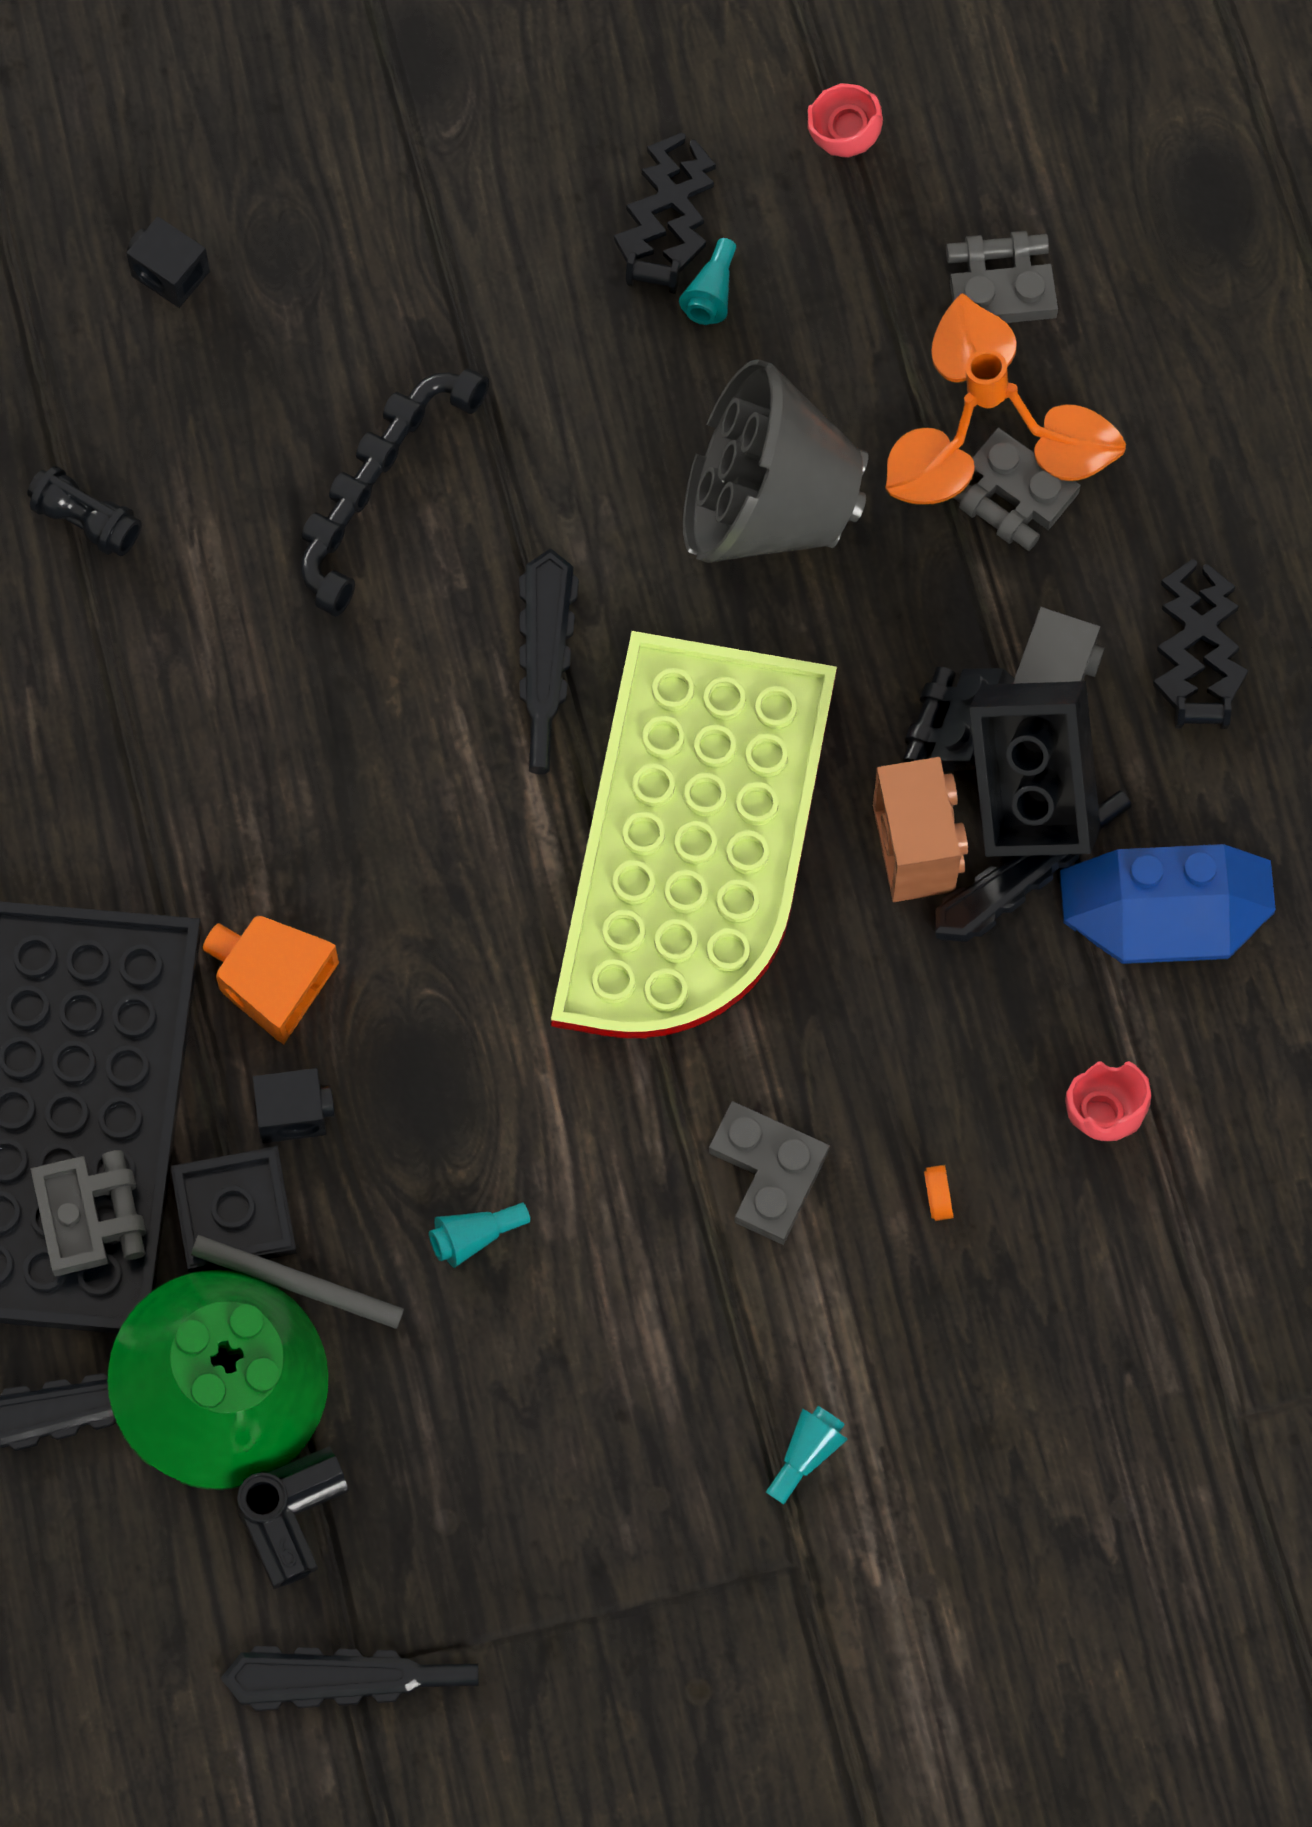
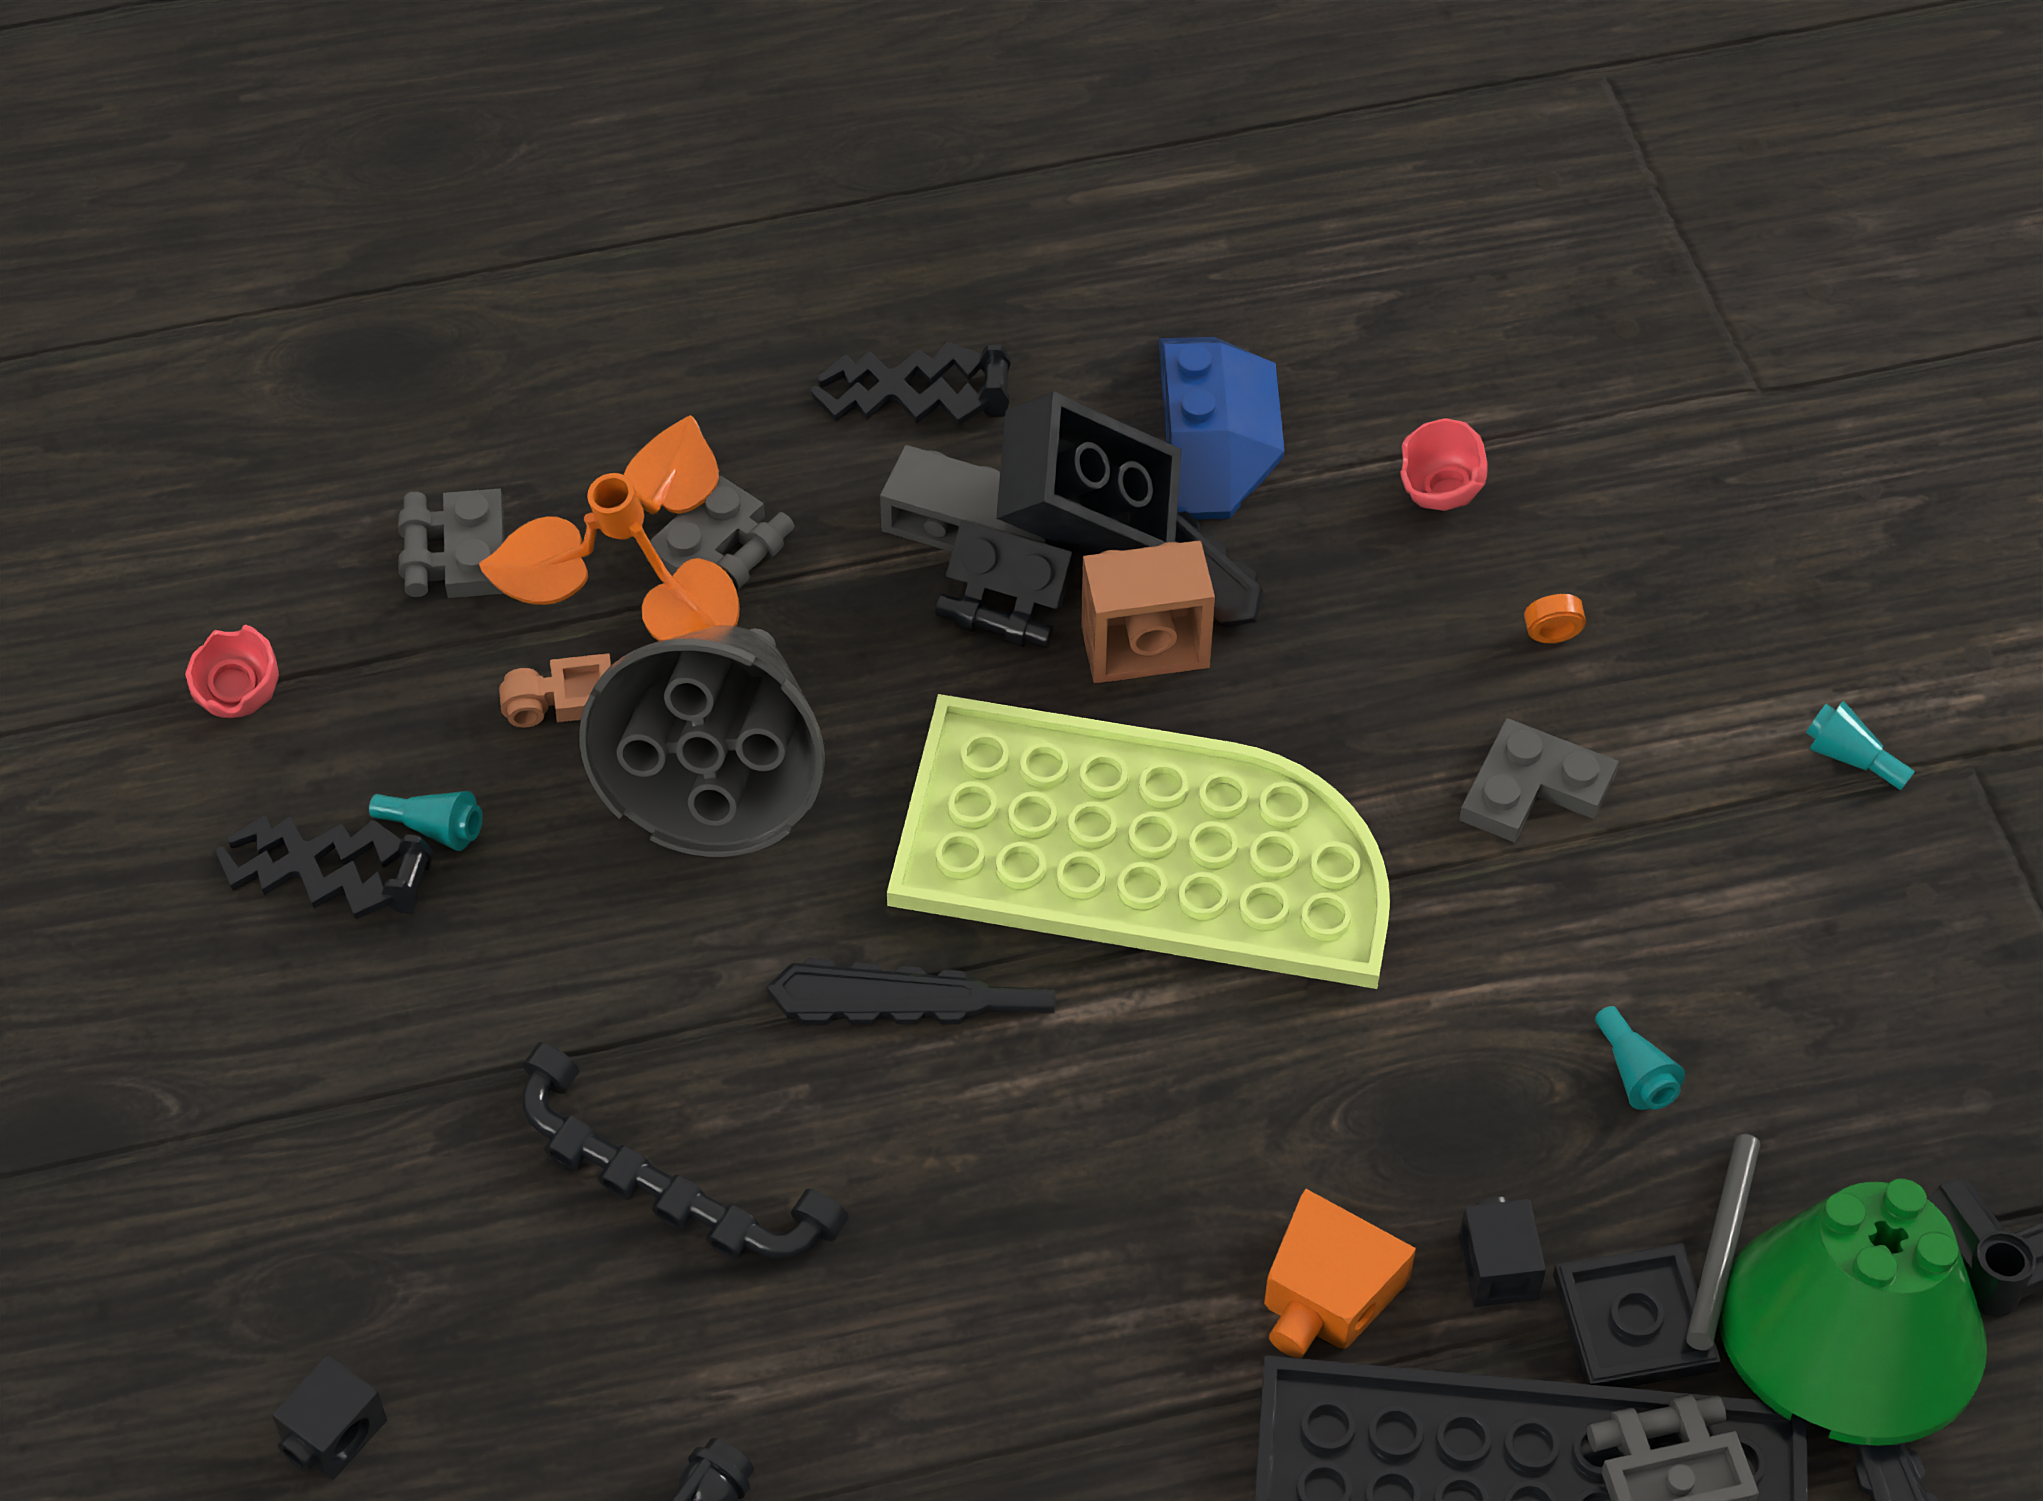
camera: 90 degrees left, 15 degrees down
(841, 382) = (528, 695): none -> nougat plate

